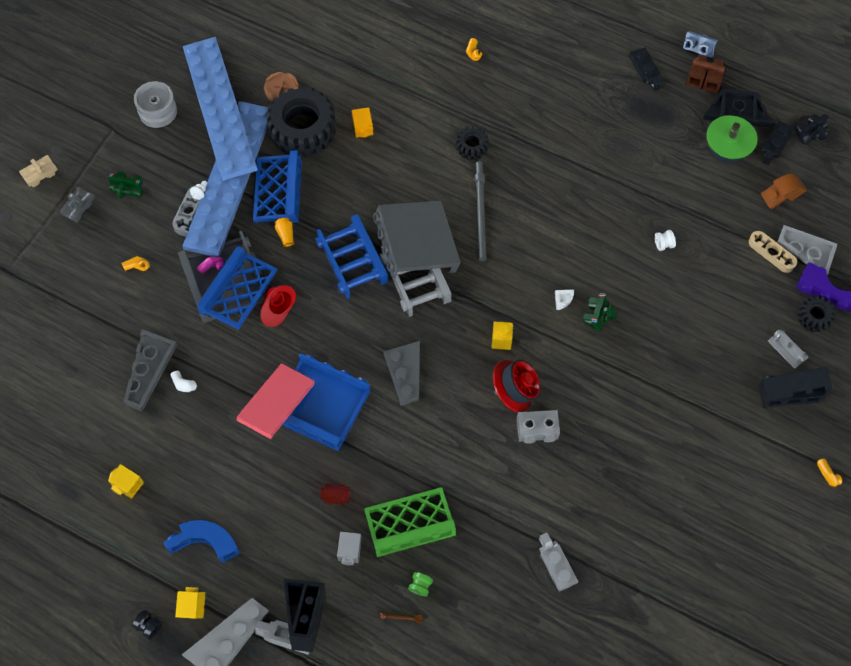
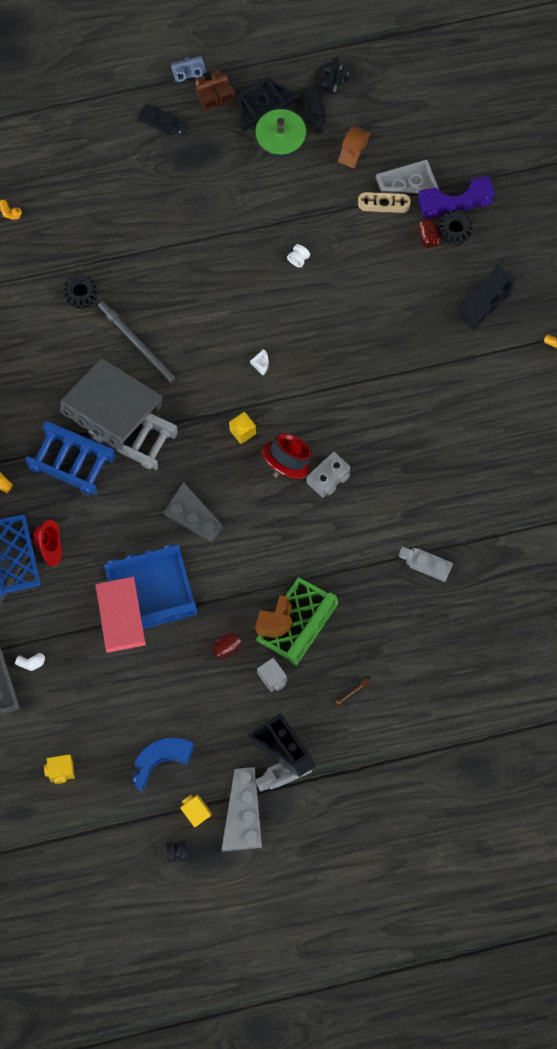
camera: 40 degrees left, 5 degrees up
(388, 508) = (277, 623): none -> dark orange brick
(420, 584) = (346, 657): bright green wheel -> none
(602, 313) = (294, 345): dark green hips -> none
(788, 301) = (428, 233): none -> clear red brick
(788, 348) = (456, 271): light grey hinge -> none

